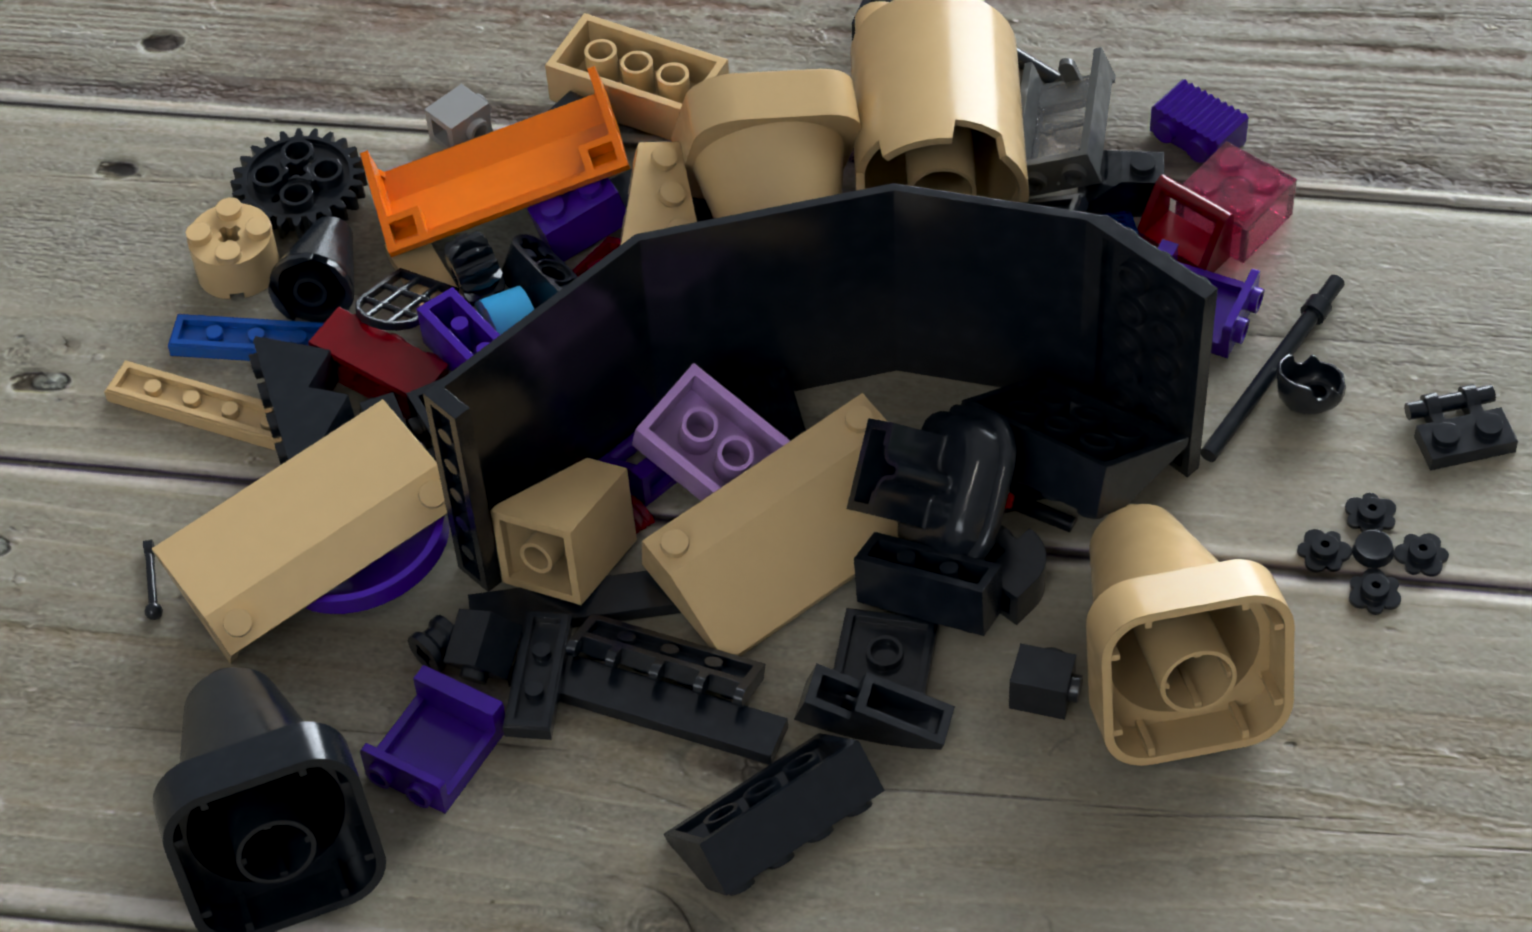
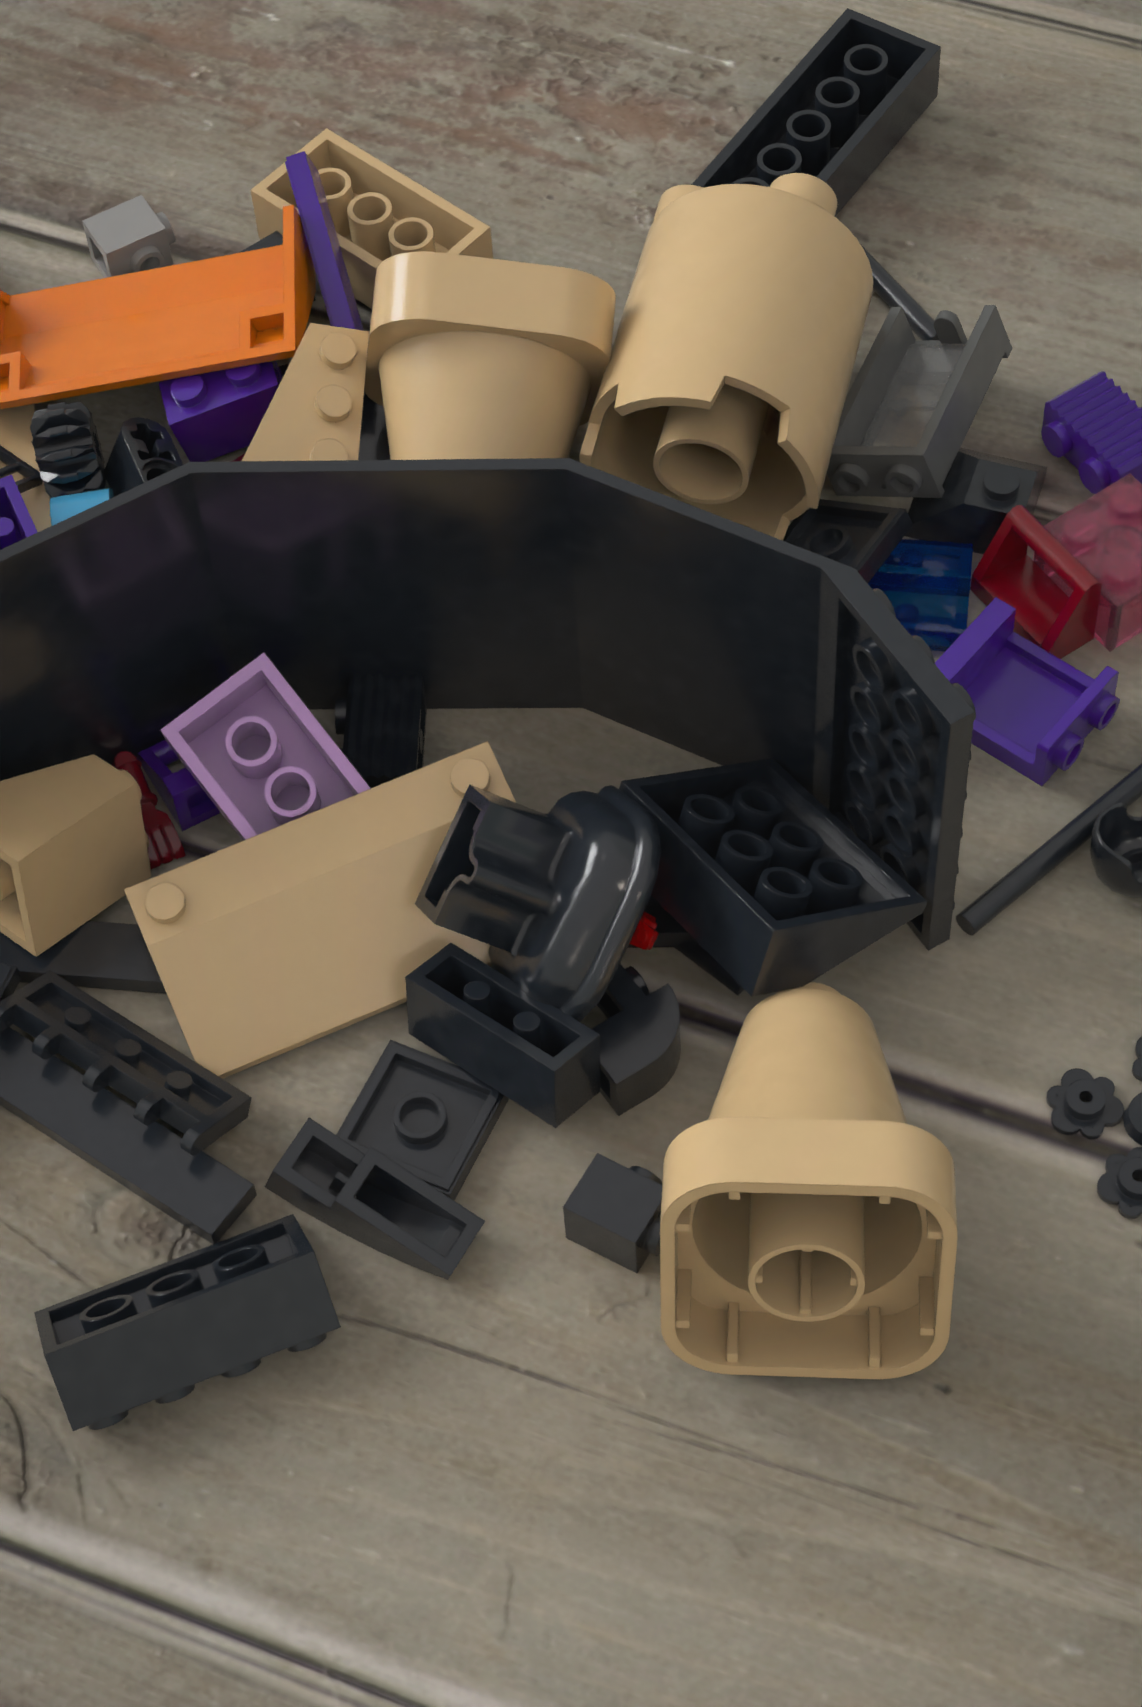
camera: 15 degrees right, 5 degrees up
(615, 88) = (323, 242): none -> dark purple tile

